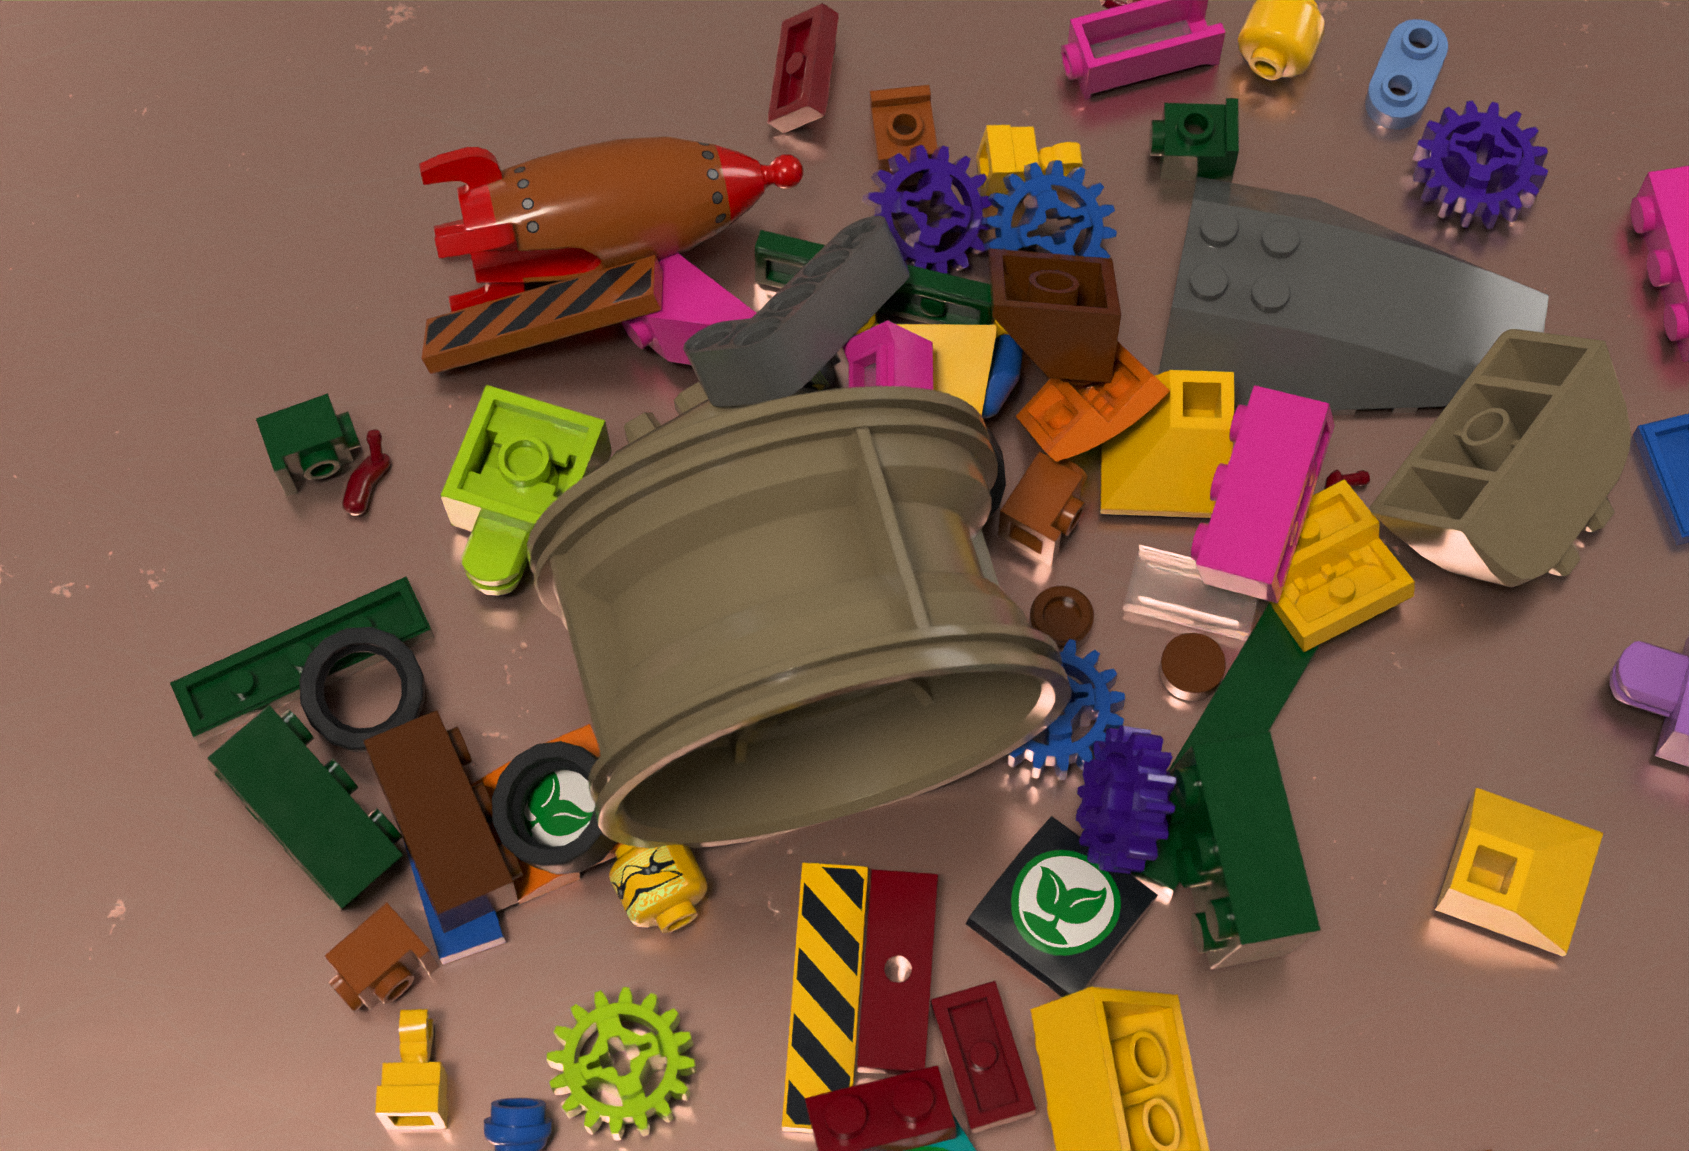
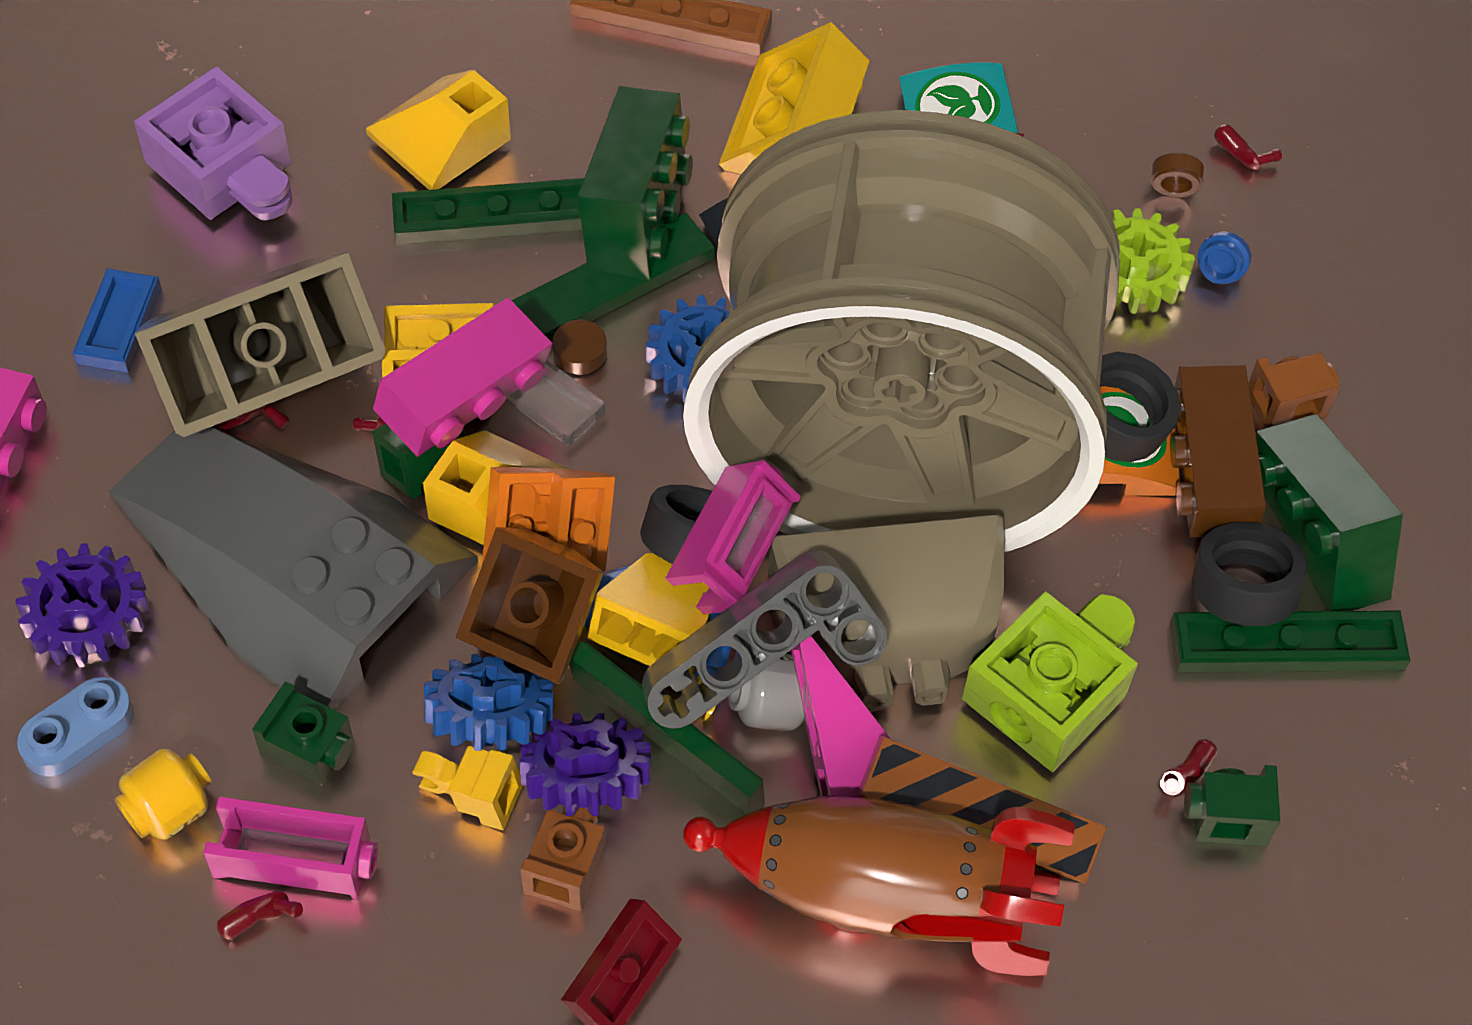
camera: 160 degrees left, 10 degrees down
(414, 1089) = (1292, 306): yellow piece -> none
(1043, 507) = (635, 482): dark orange brick -> none
(1062, 615) = (658, 420): reddish brown tile -> none
(1125, 799) = (691, 236): dark purple gear -> none
(1399, 797) = (486, 211): none -> dark green tile

